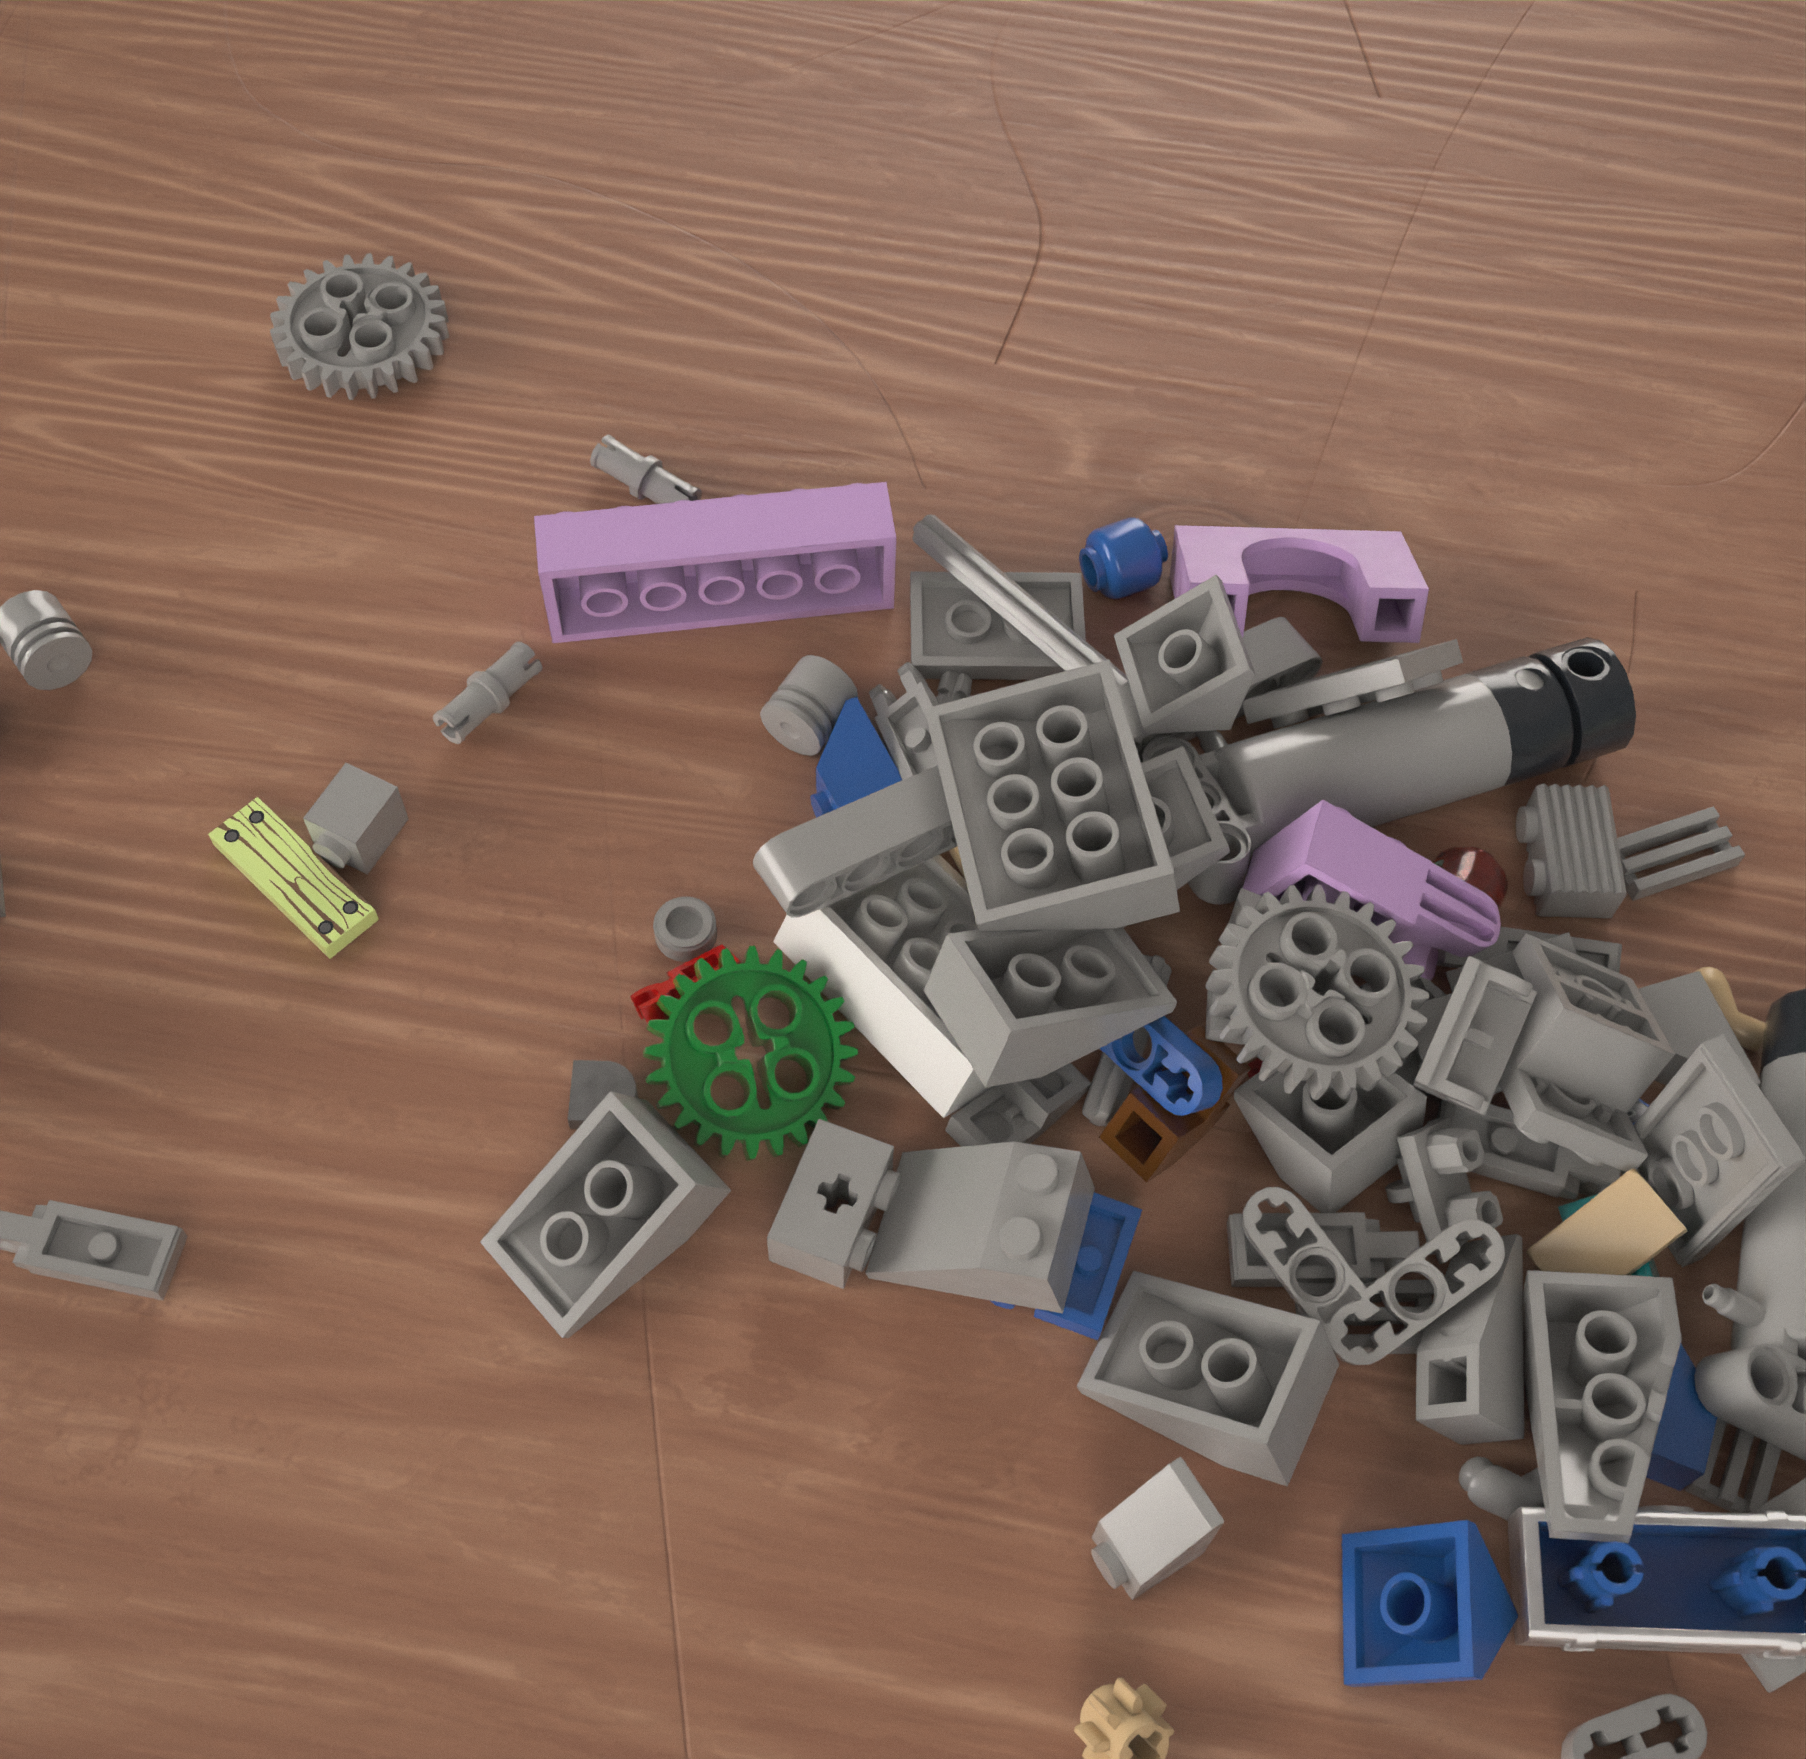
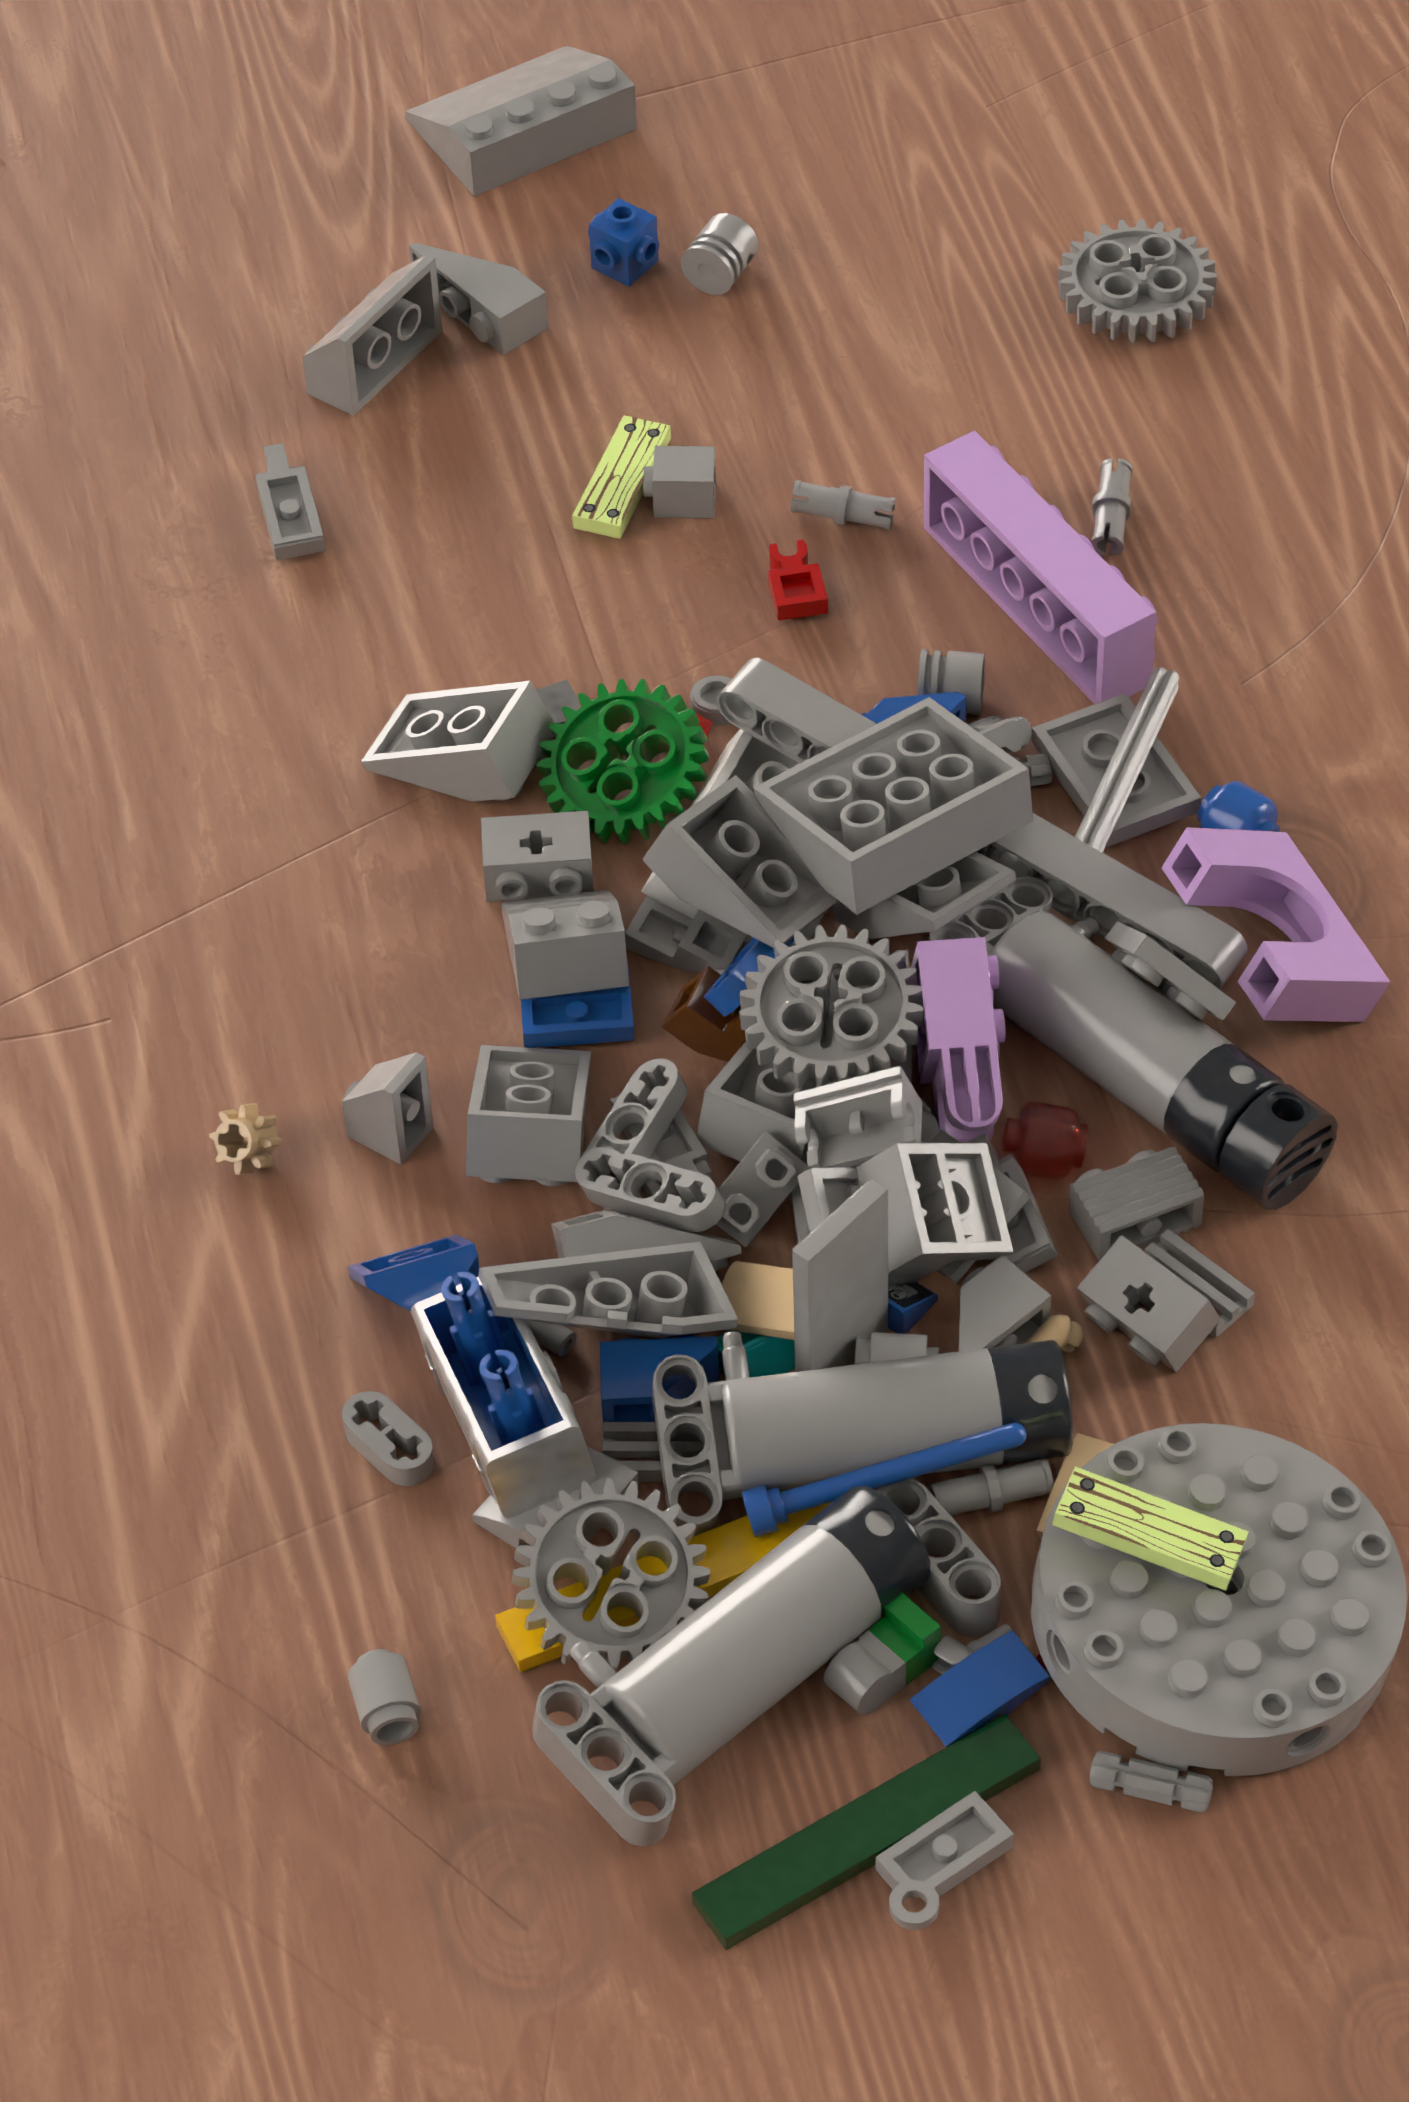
camera: 70 degrees right, 10 degrees down
(575, 785) = (796, 585): none -> red plate
(1187, 663) = (1109, 861): light grey slope -> none
(1751, 892) = (1132, 1278): none -> light grey brick

